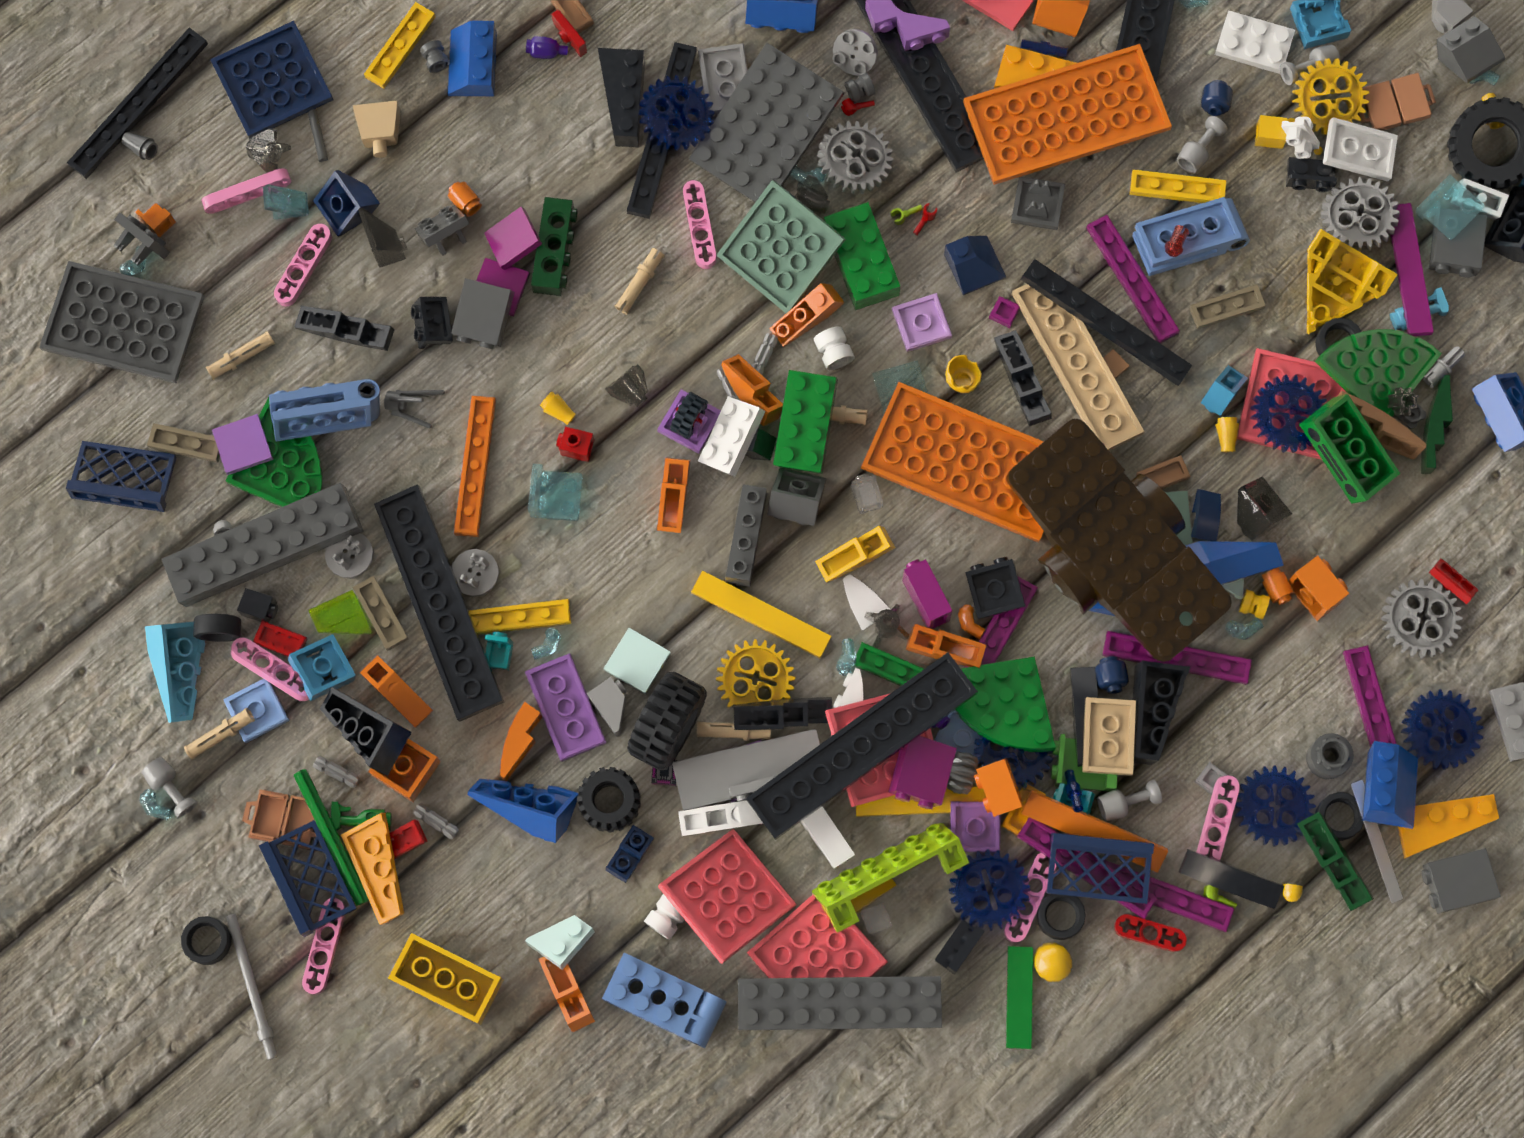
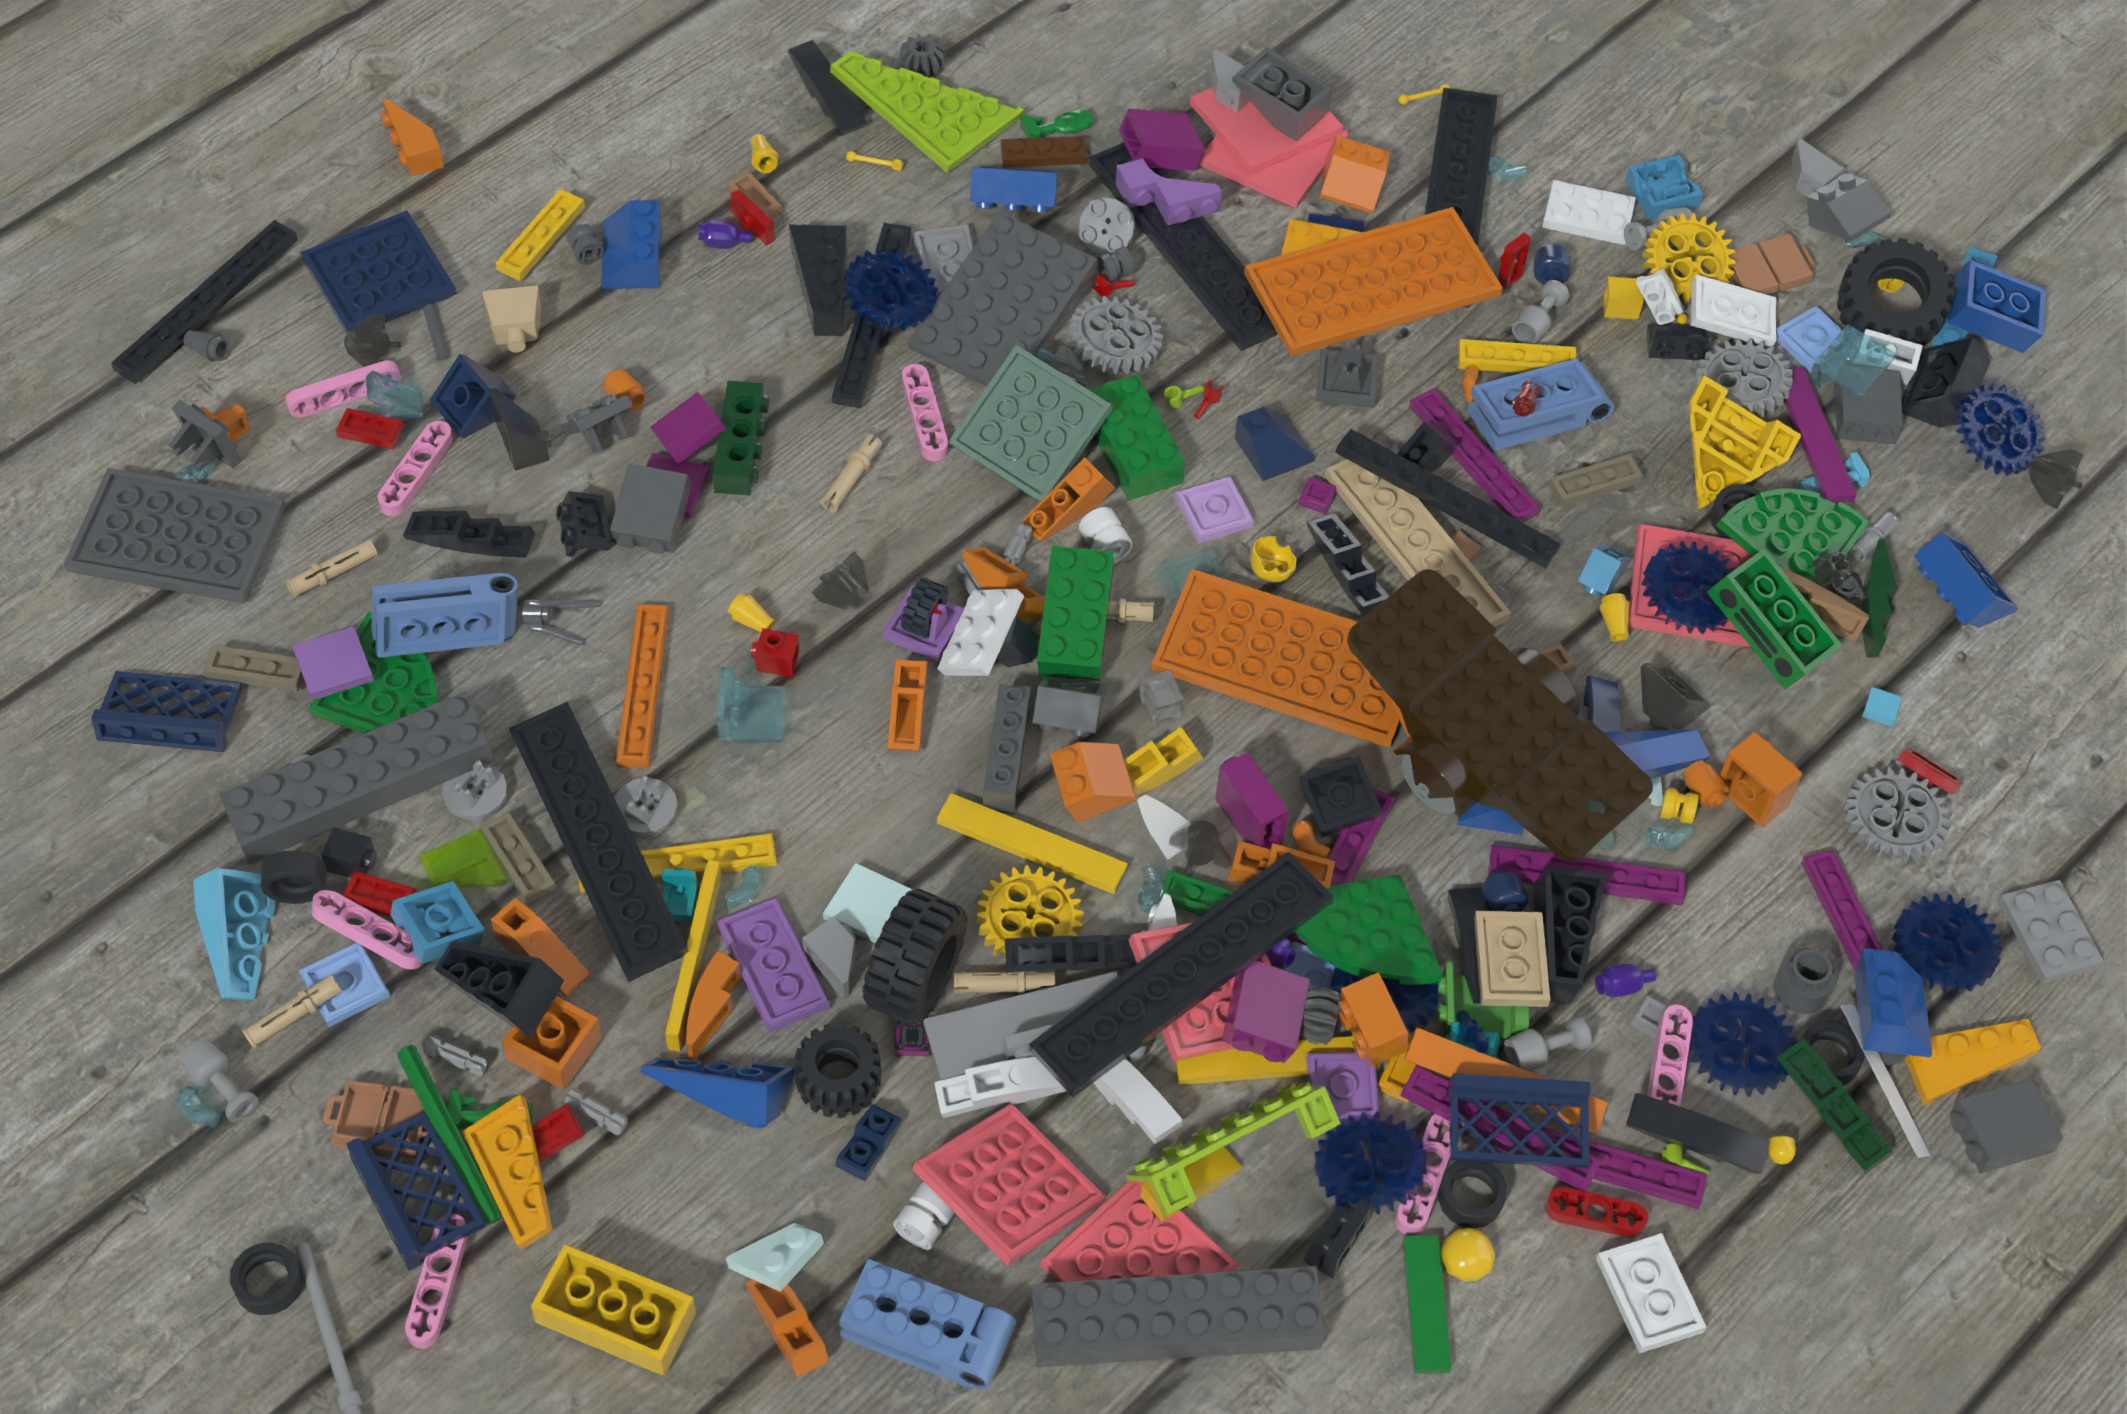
camera: 10 degrees left, 20 degrees down
(267, 228) = (370, 428): none -> red plate
(508, 696) = (692, 960): none -> yellow tile
(809, 566) = (1092, 778): none -> orange slope
(1095, 274) = (1429, 446): none -> black slope
(1136, 209) = (1469, 379): none -> orange arm
(1181, 998) = (1650, 1293): none -> white plate
(1184, 97) = (1514, 260): none -> red plate
(1193, 748) = (1623, 980): none -> dark purple plant
(1421, 172) = (1807, 336): none -> light blue tile
(1425, 520) = (1882, 706): none -> medium azure tile

